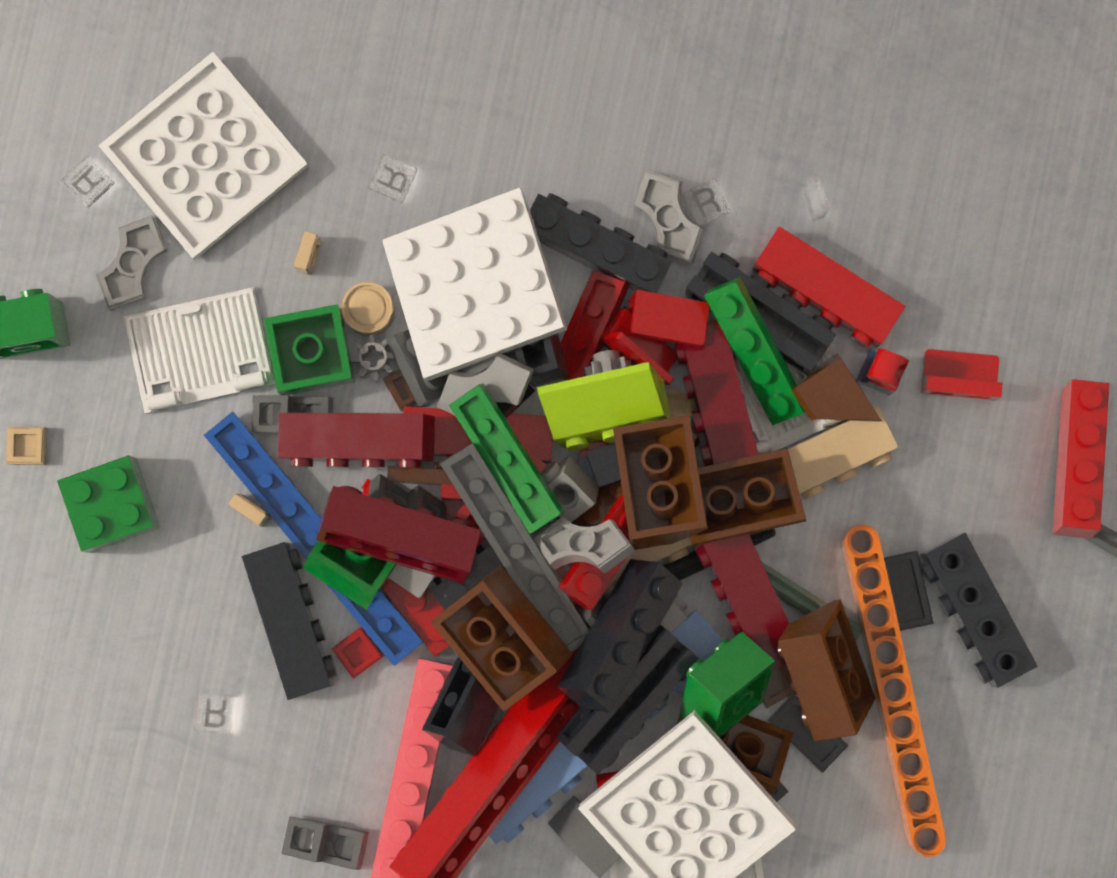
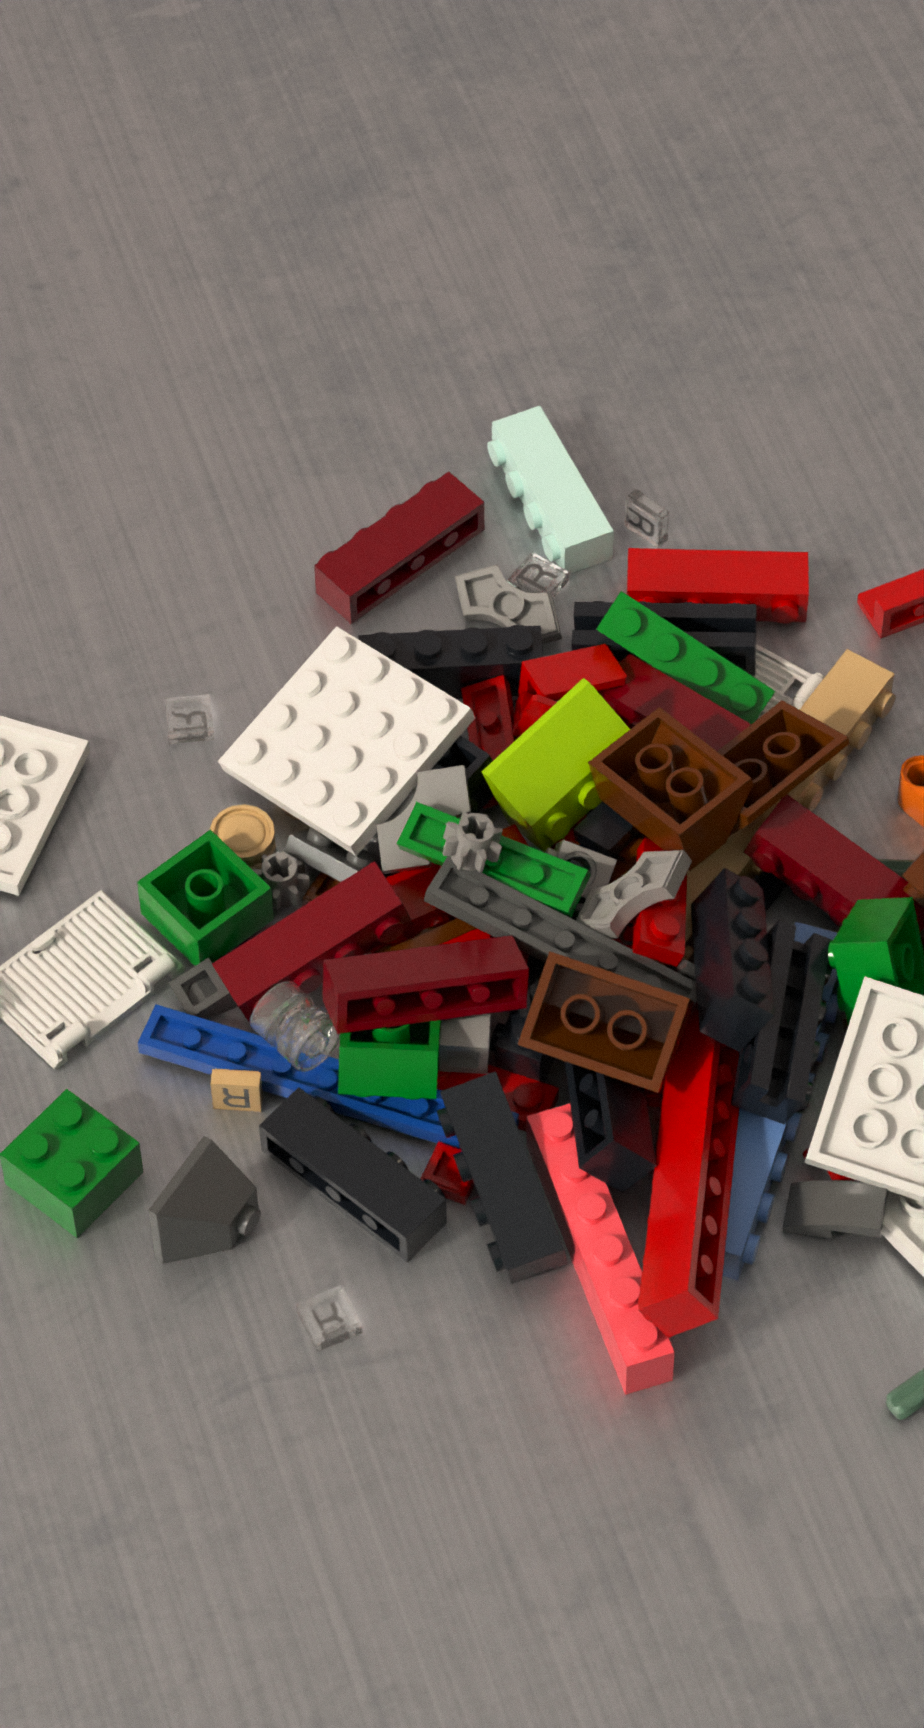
camera: 30 degrees left, 30 degrees down
(174, 595) = (203, 1207): none -> dark grey slope
(304, 484) = (294, 1025): none -> clear wheel
(307, 253) = (142, 821): tan tile -> none
(324, 843) = (540, 1384): dark grey slope -> none
(377, 691) = (503, 1178): none -> black brick
(481, 457) = (472, 841): none -> light grey gear
(623, 118) = (399, 547): none -> dark red brick
(762, 131) = (551, 490): none -> light aqua brick
(834, 394) = (794, 652): reddish brown slope -> none
(882, 370) = (832, 622): red leg -> none

